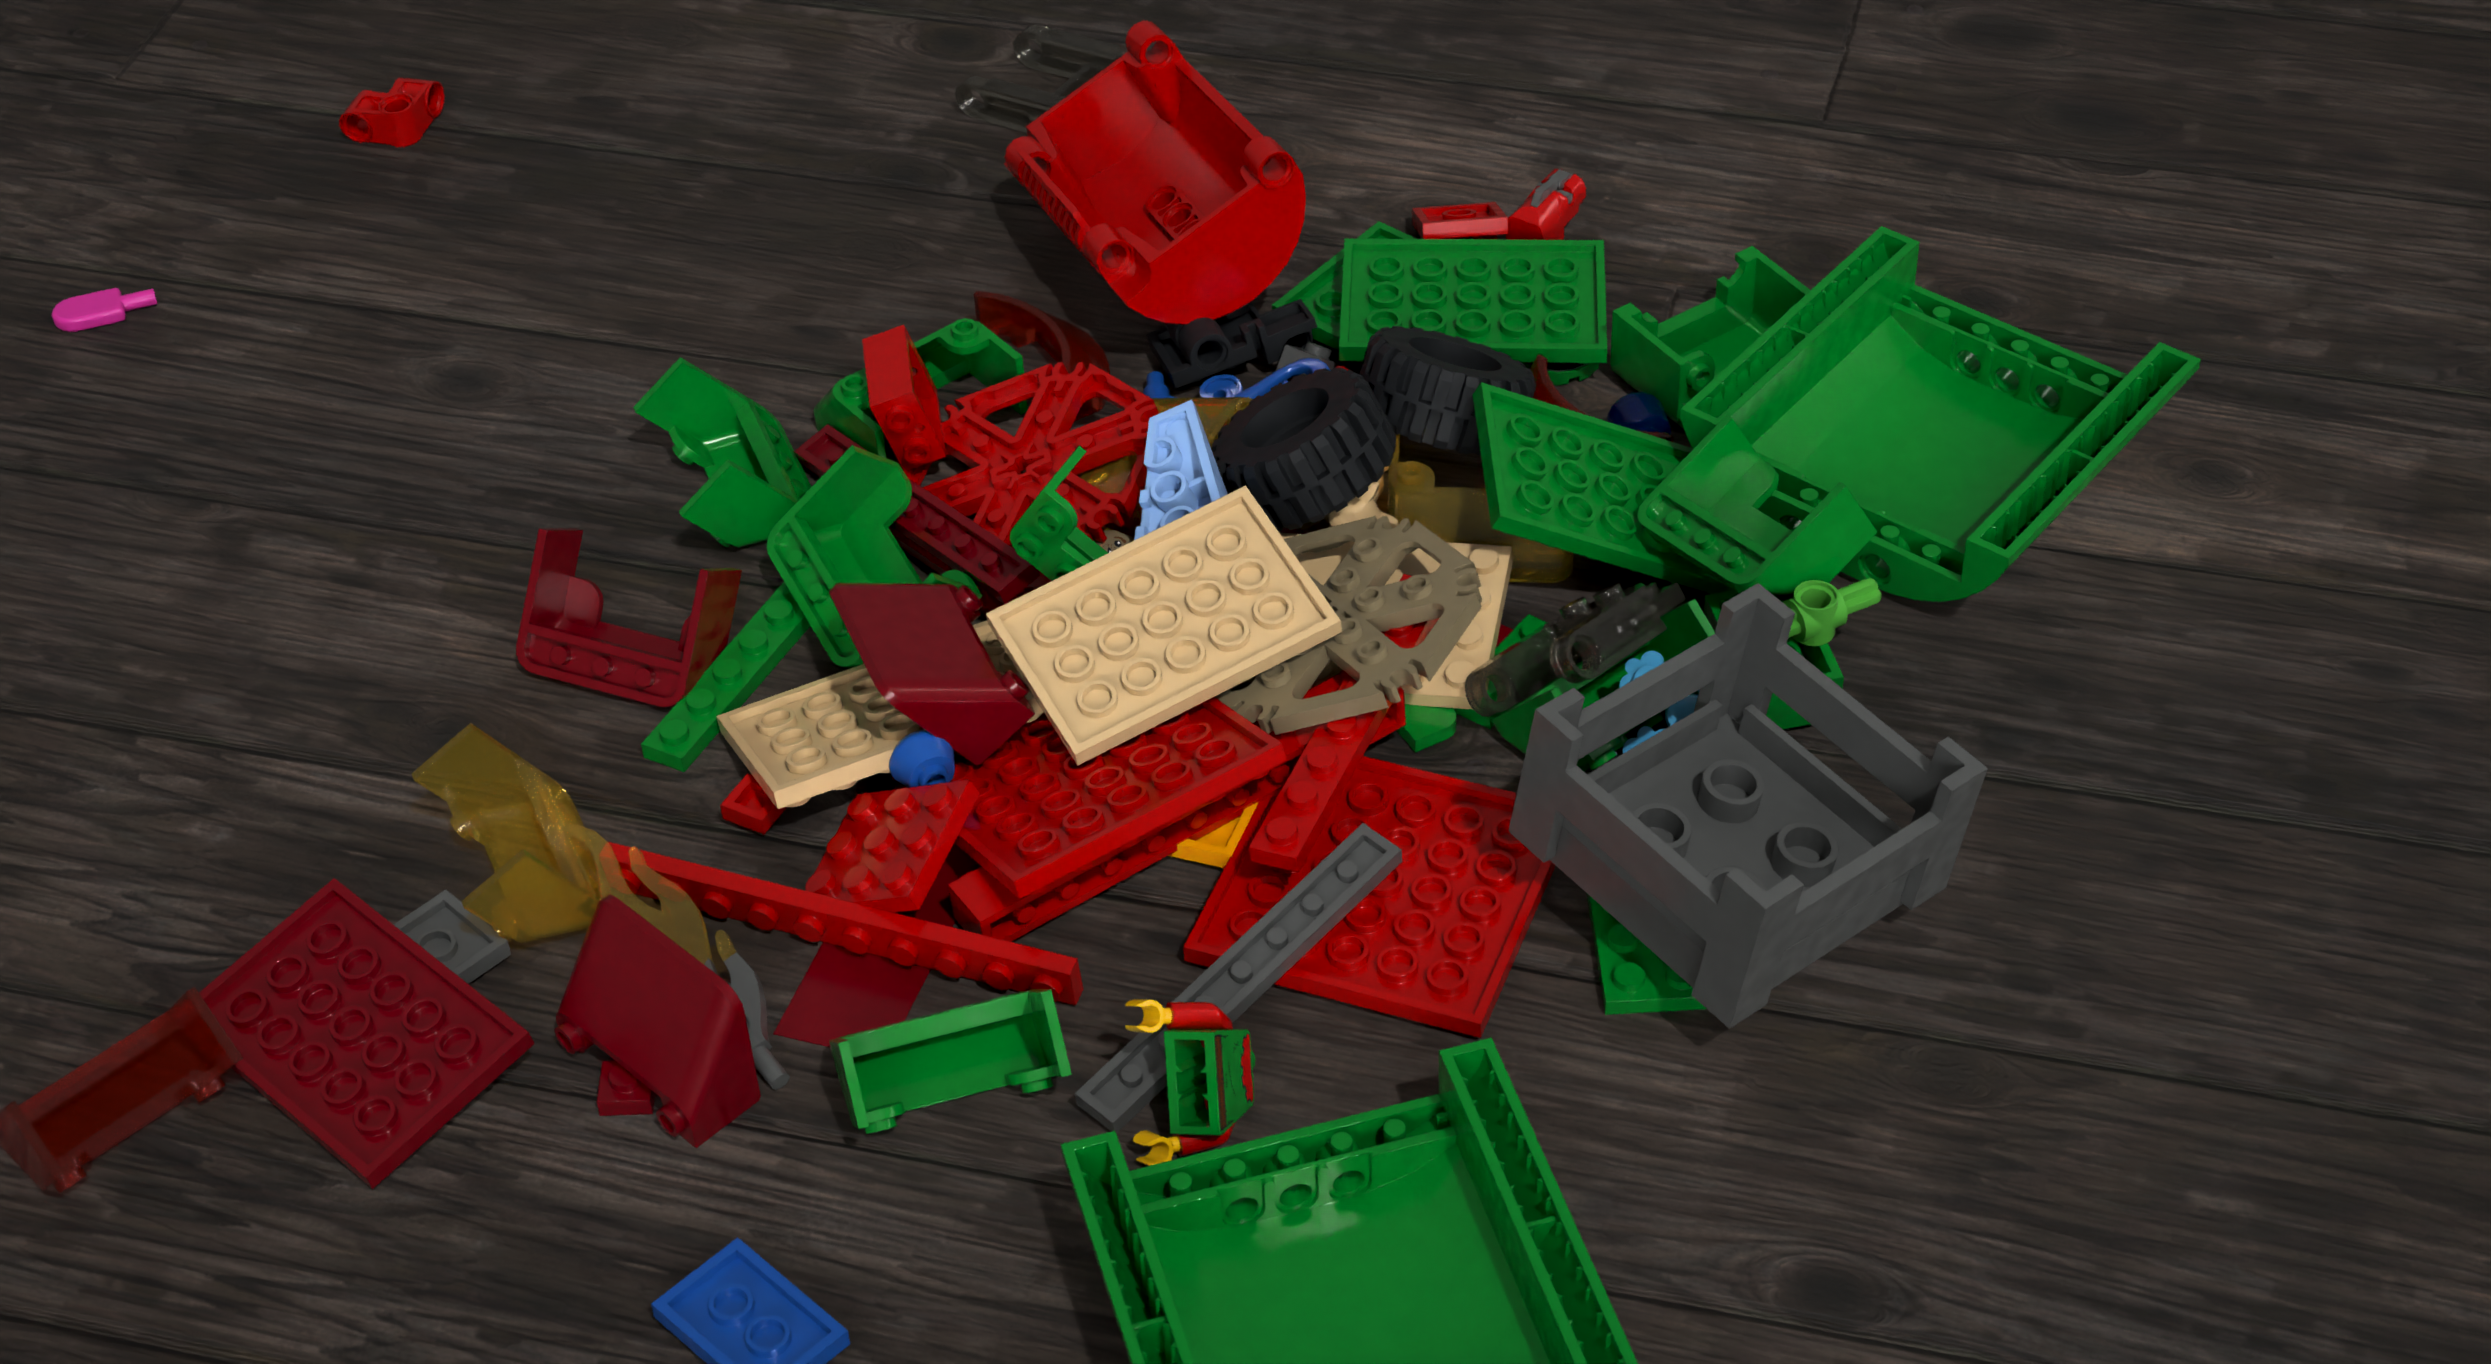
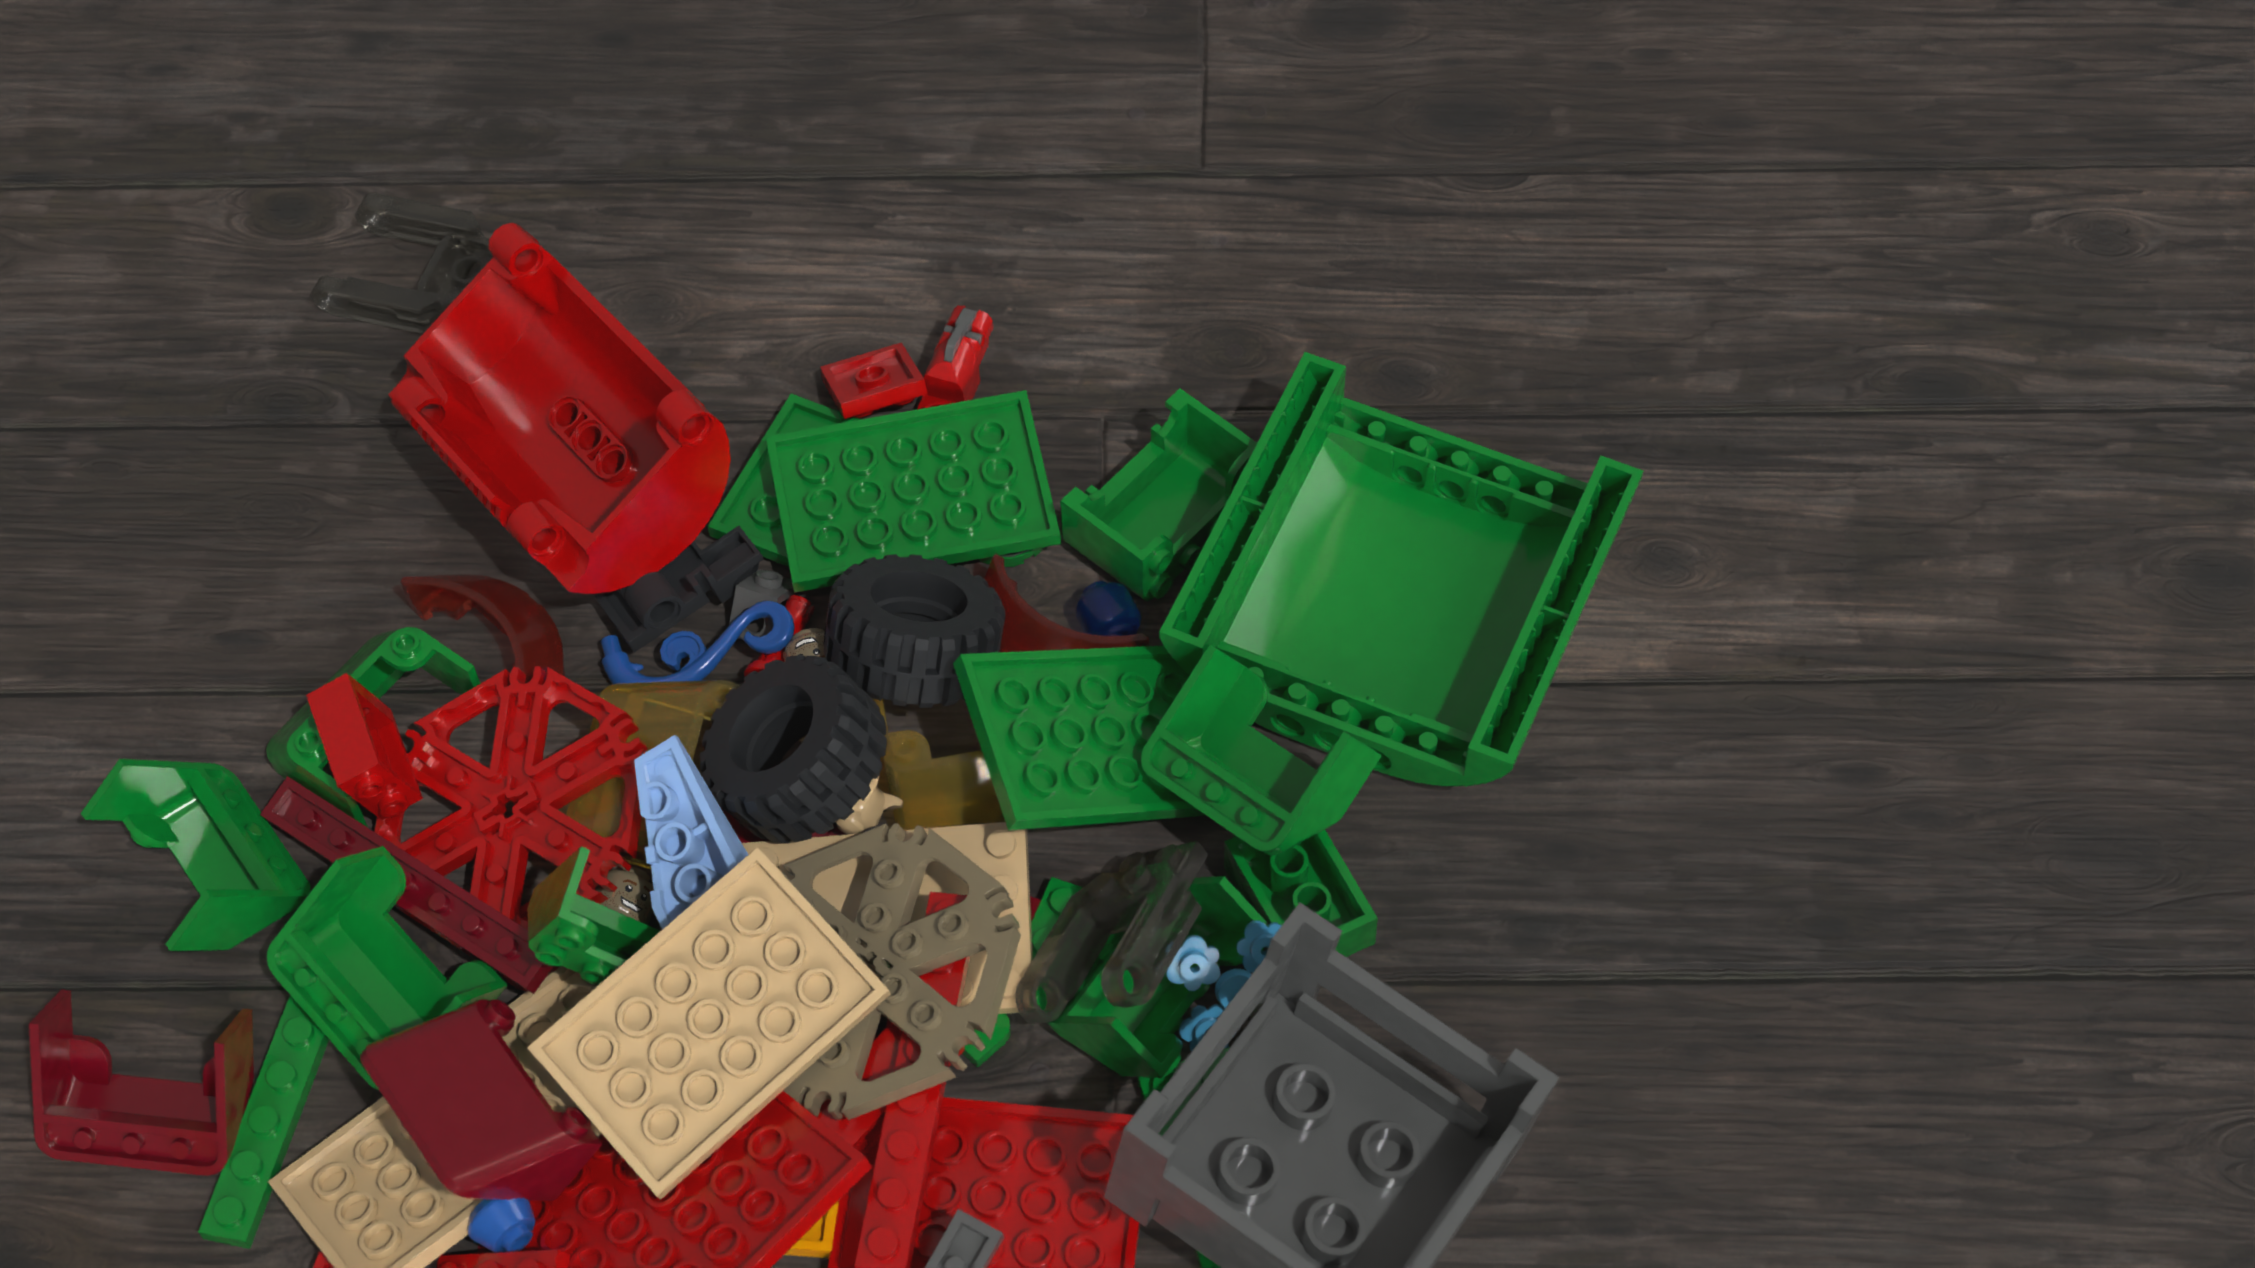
camera: 15 degrees left, 15 degrees up
(1823, 608) = (1325, 870): bright green axle -> none

